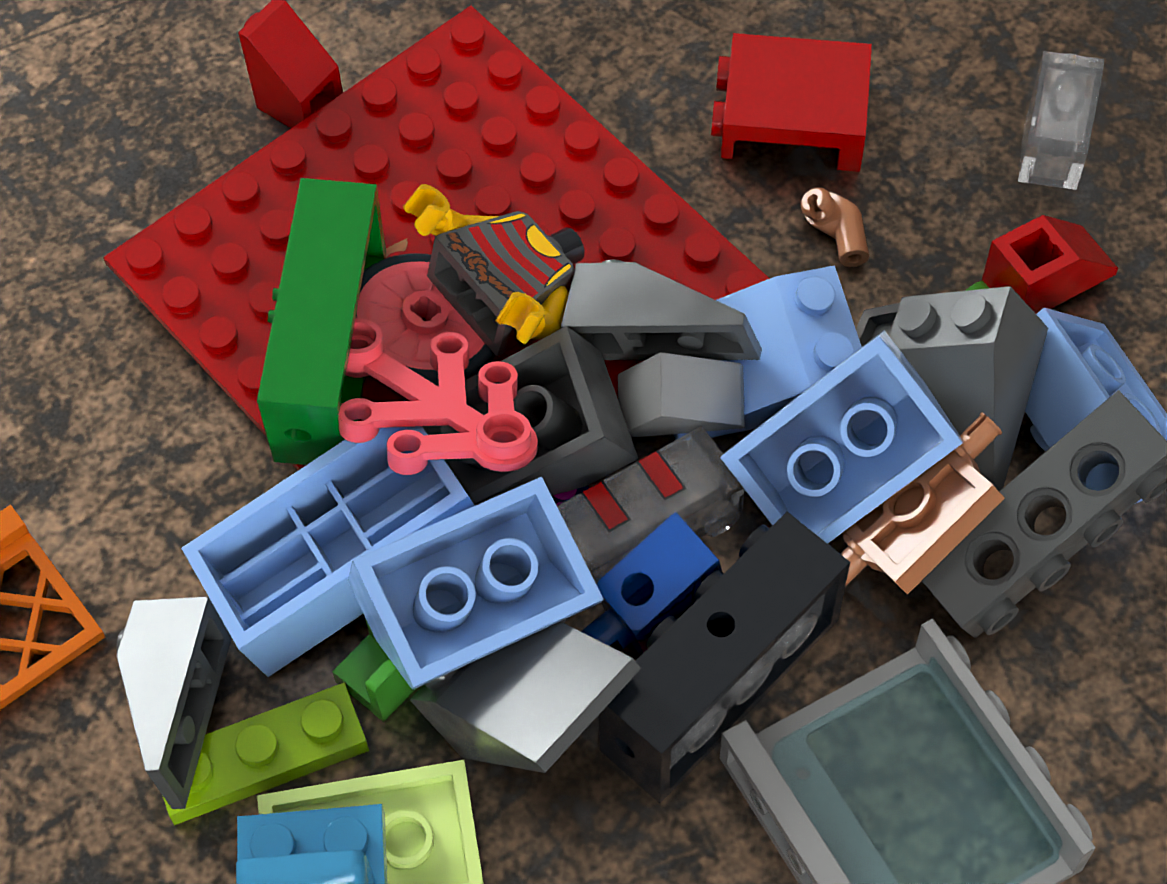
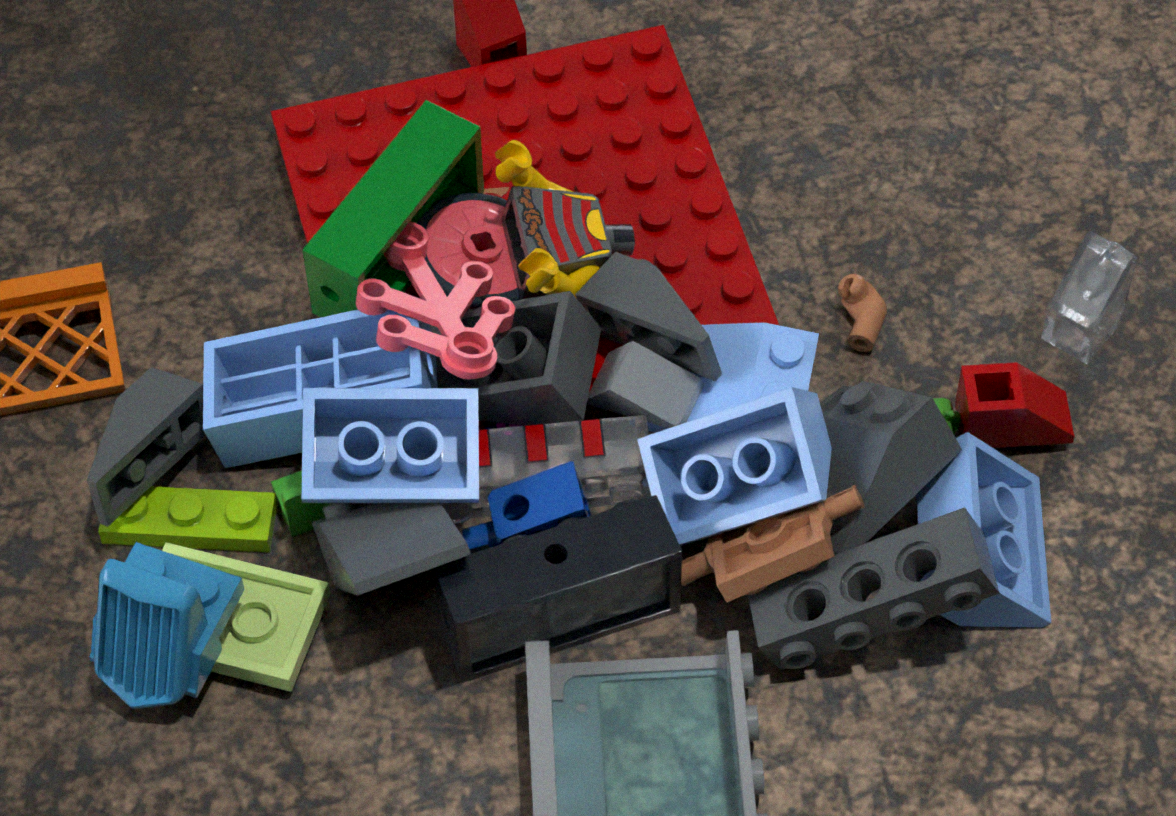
camera: 25 degrees right, 5 degrees down
(794, 95) = (886, 196): red panel -> none

